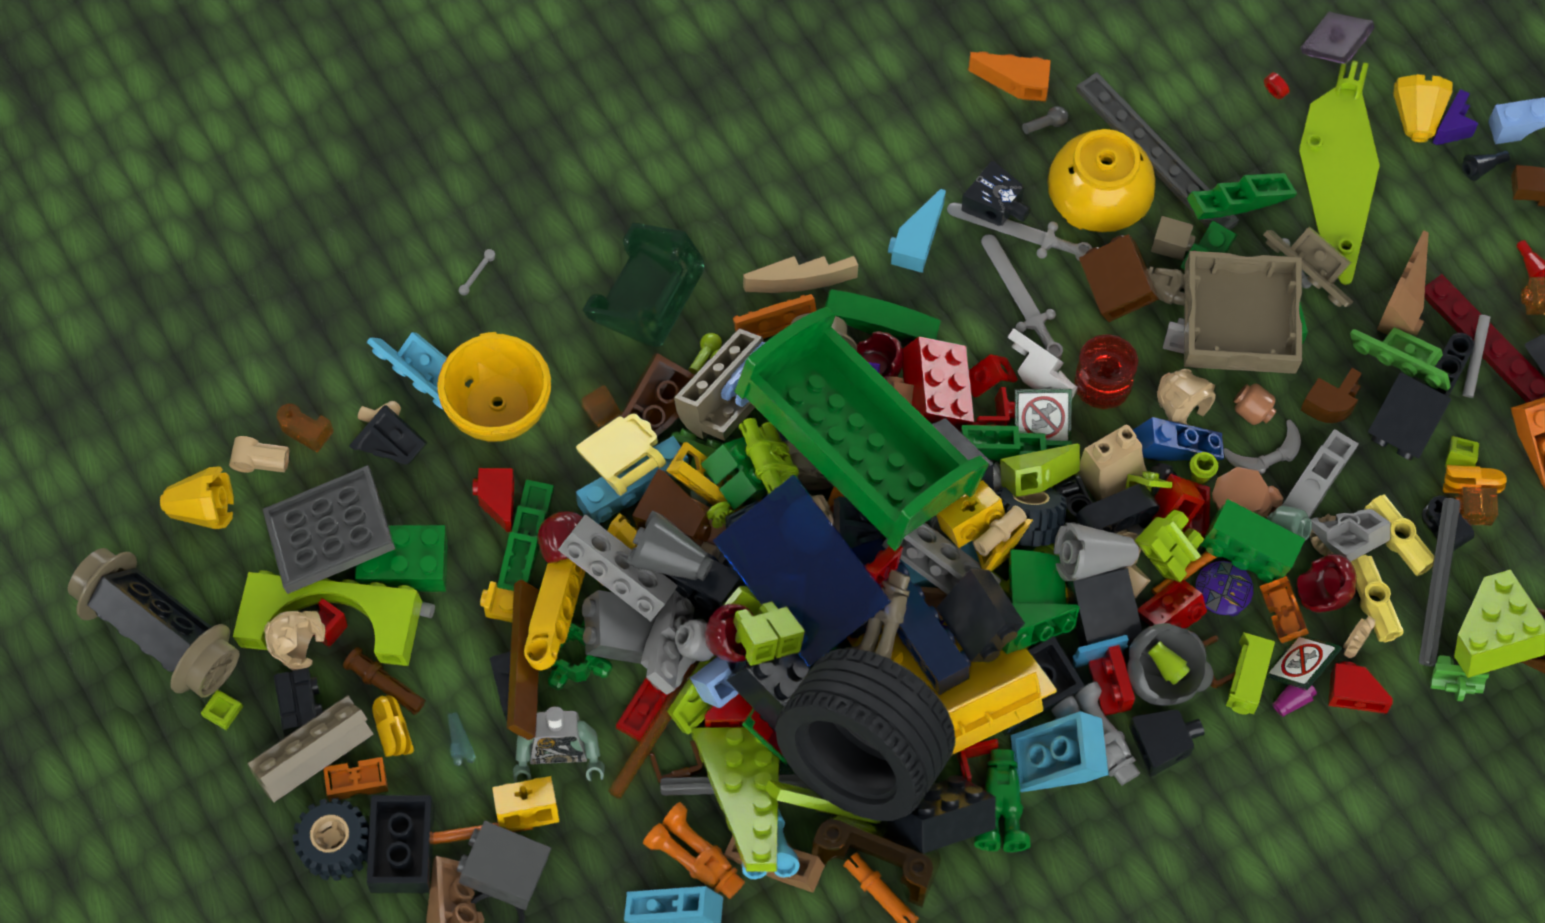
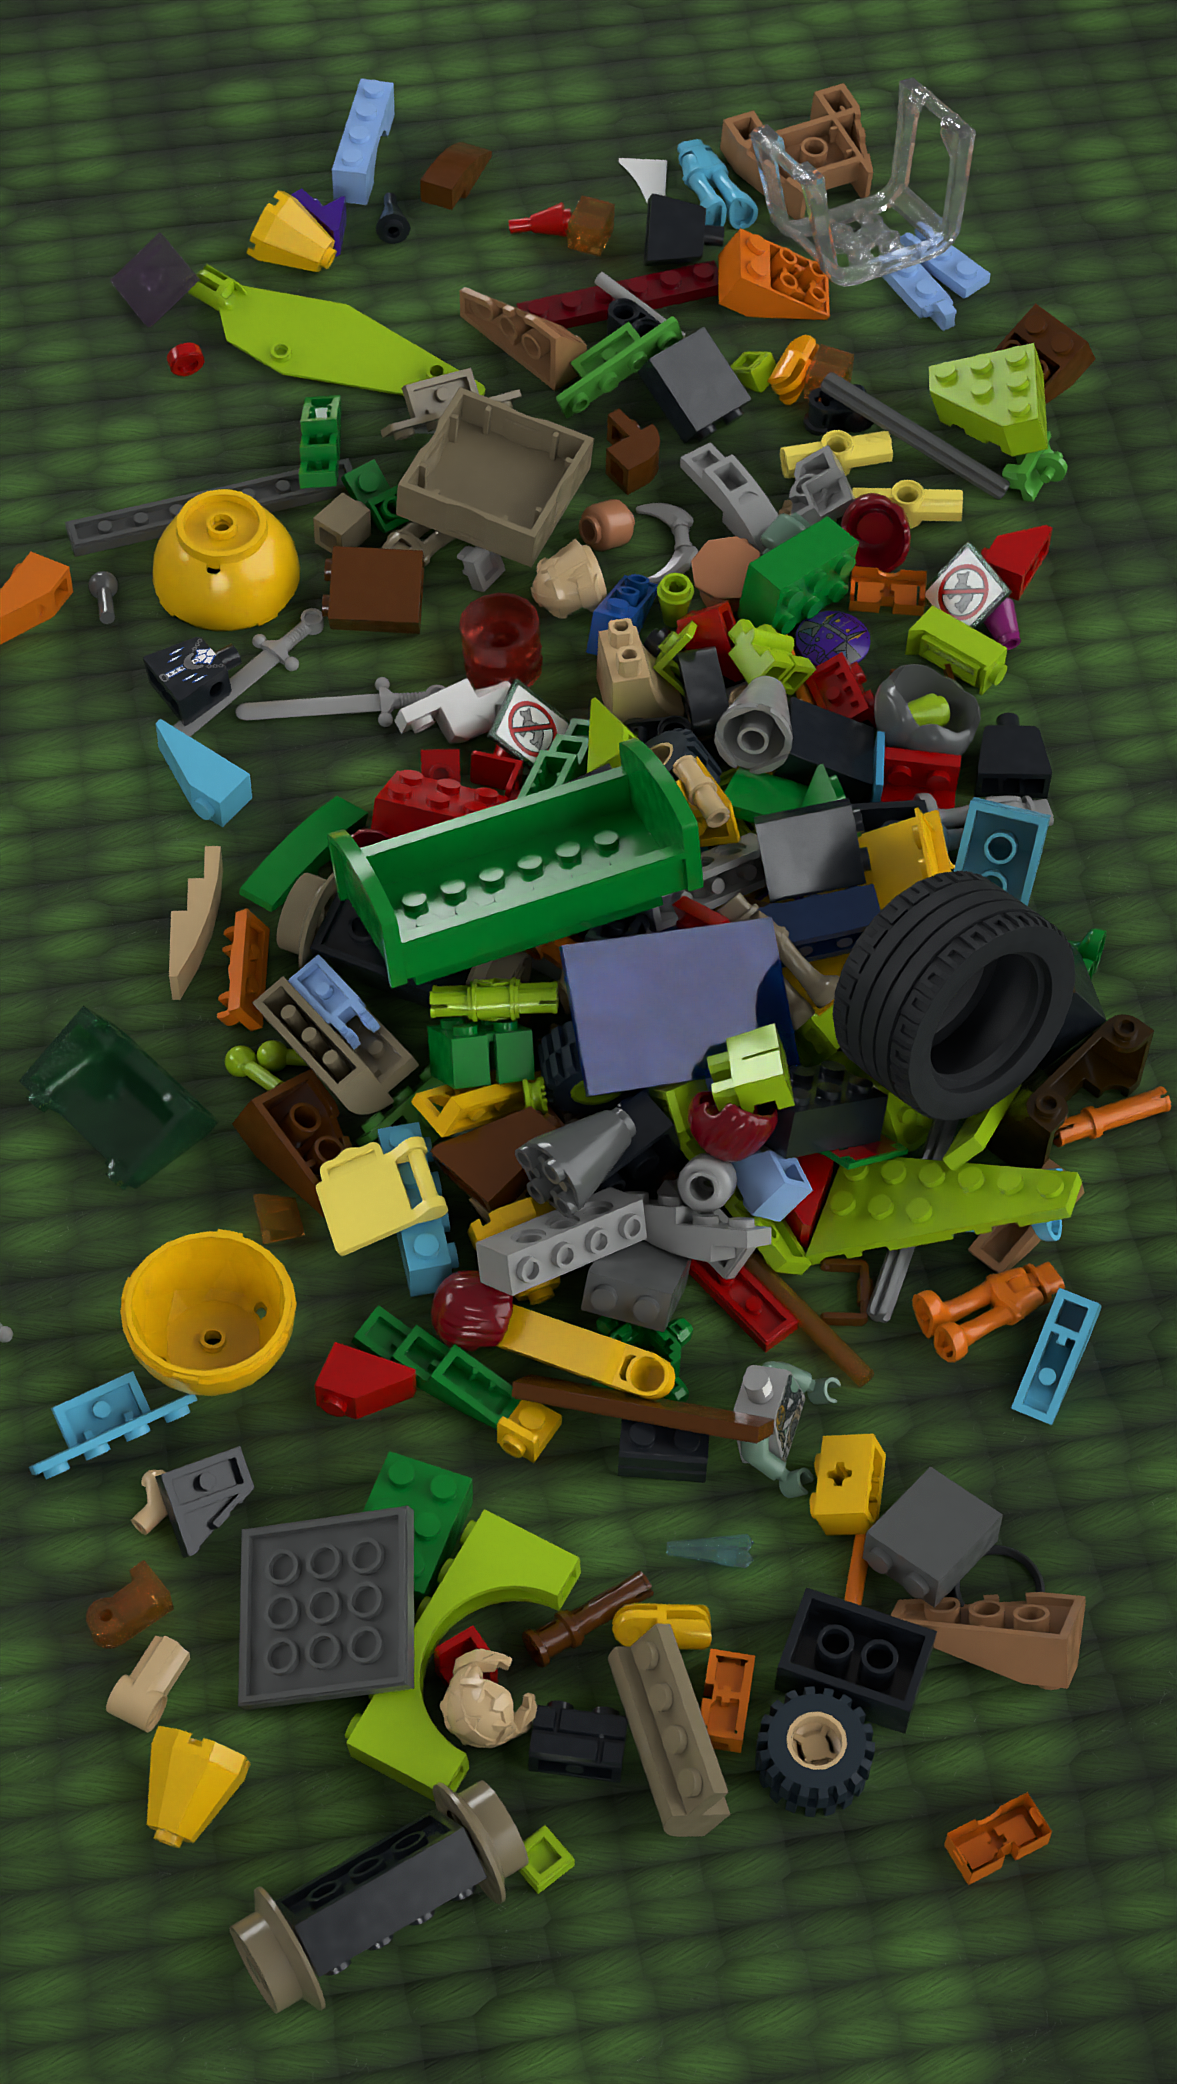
camera: 70 degrees left, 10 degrees down
(1358, 636) = (951, 528): tan gear -> none

